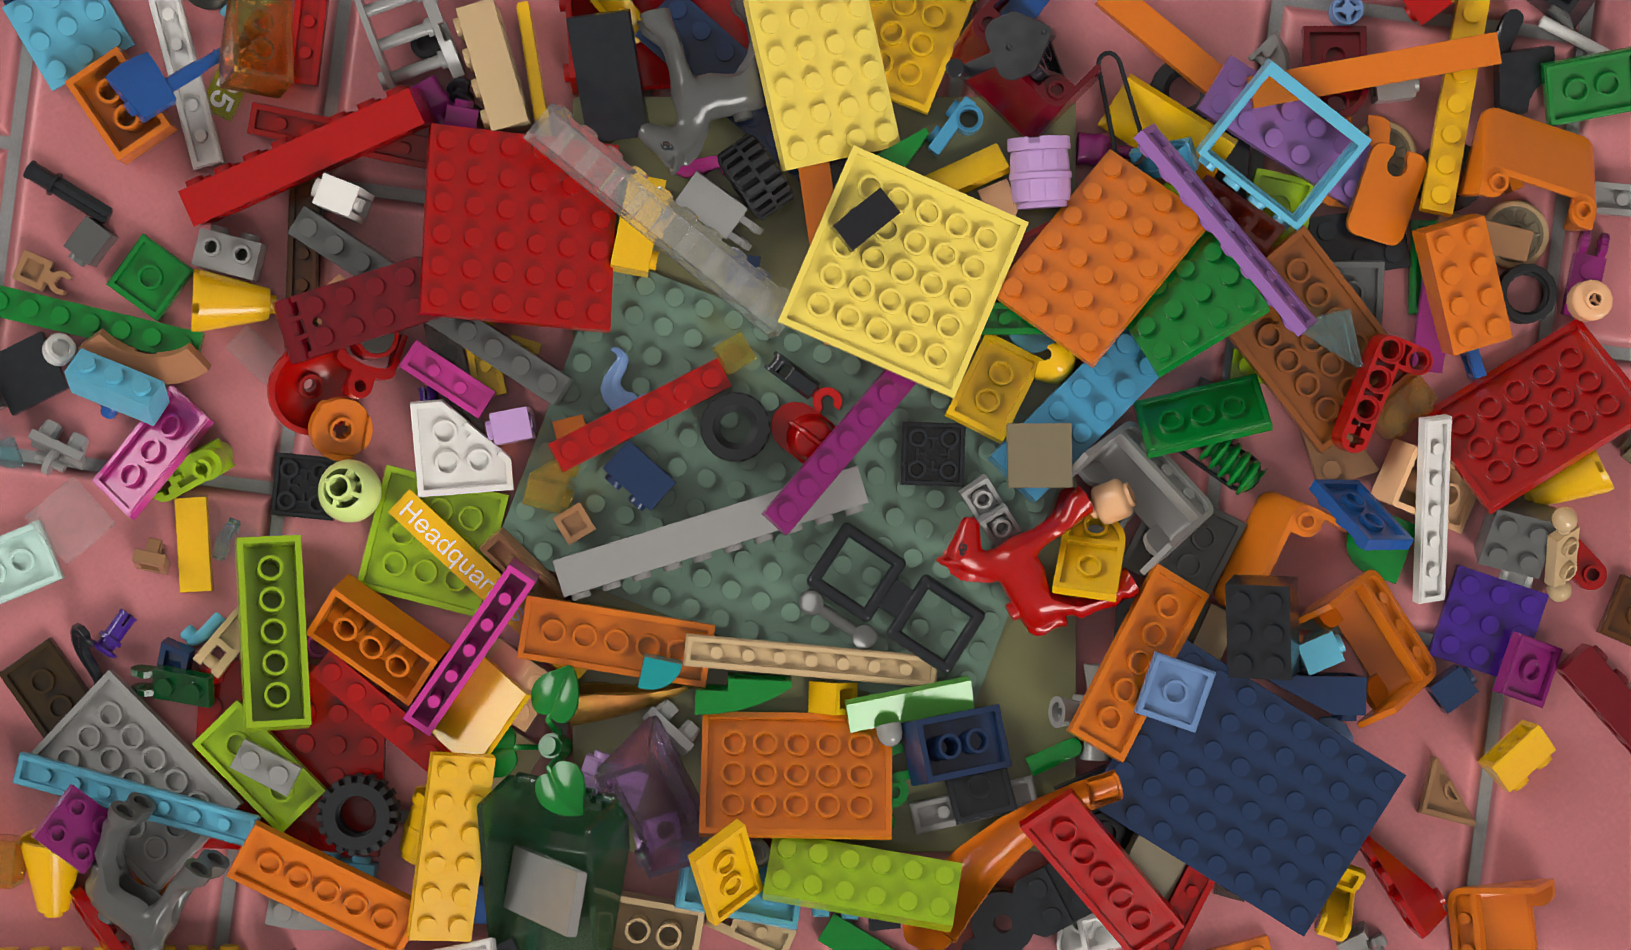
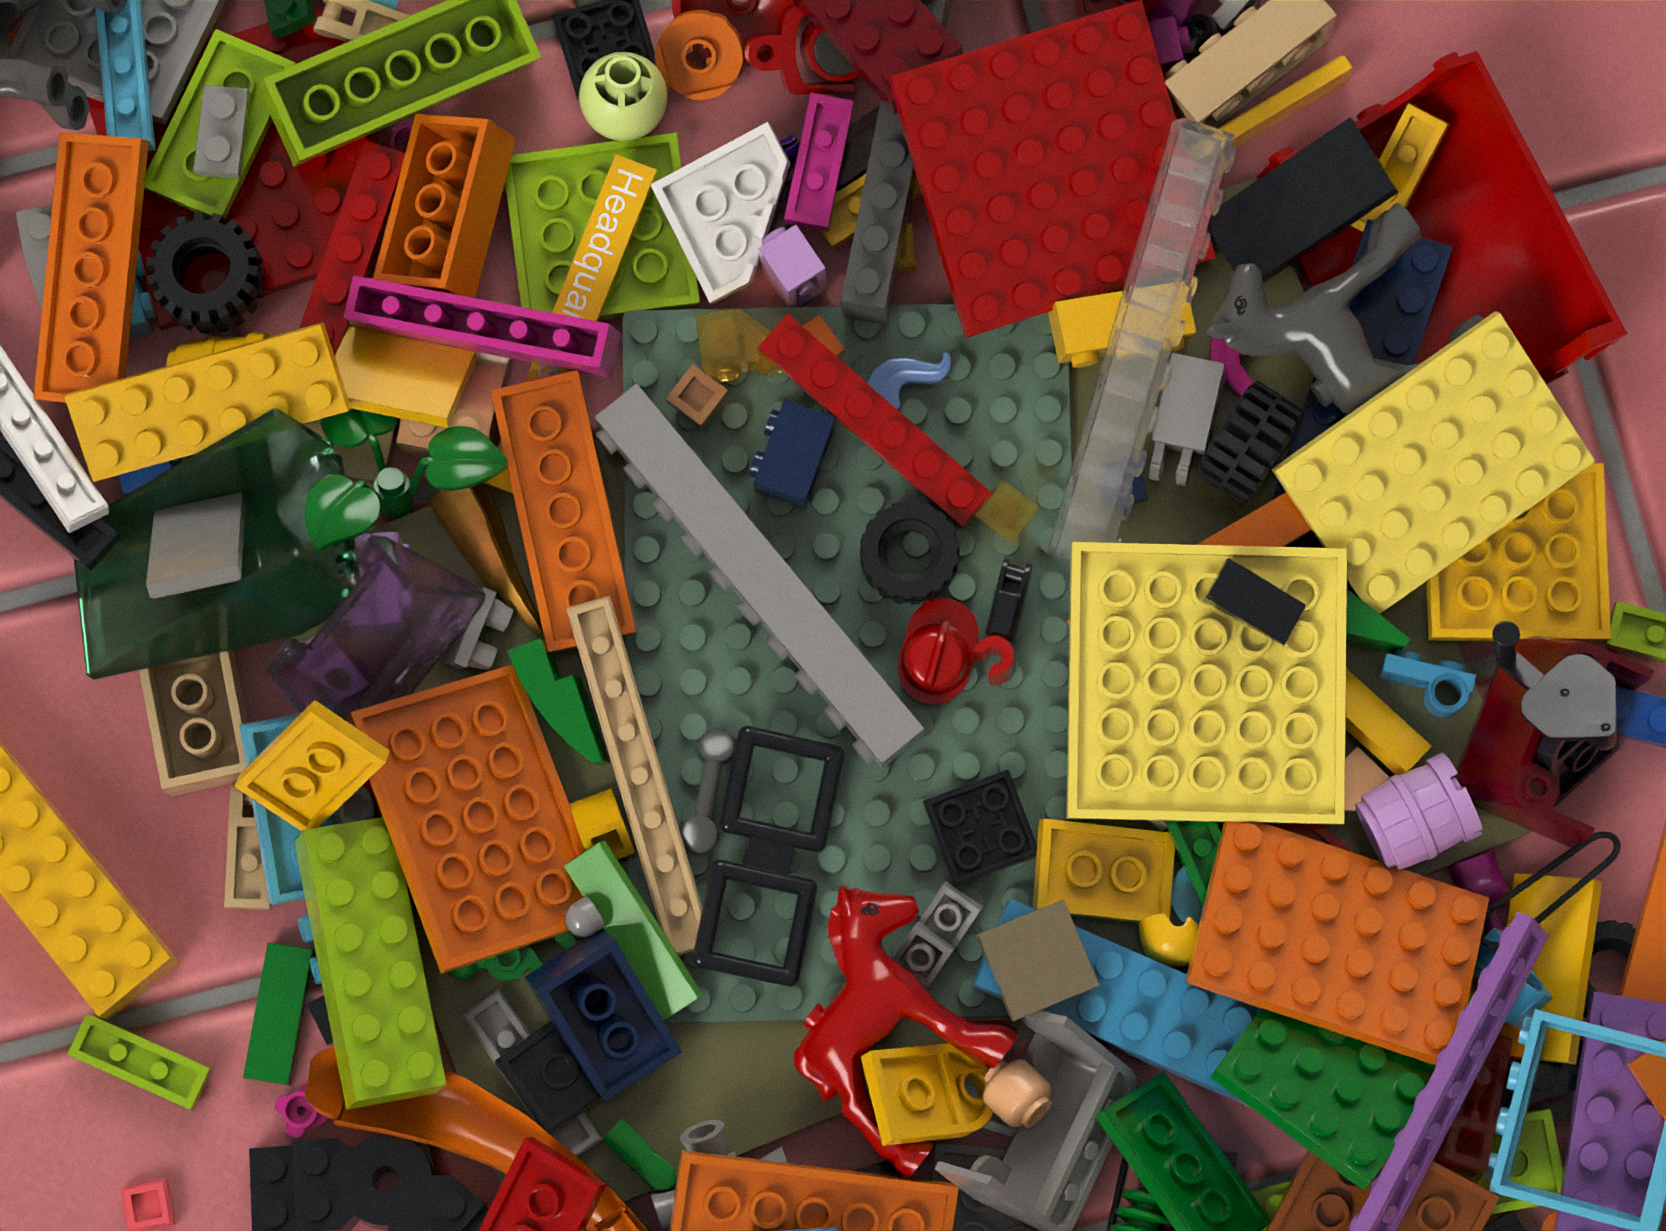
camera: 75 degrees right, 10 degrees down
(501, 550) = (630, 318): medium nougat tile -> none
(658, 671) = (545, 577): teal brick -> none
(837, 450) = (933, 692): magenta plate -> none

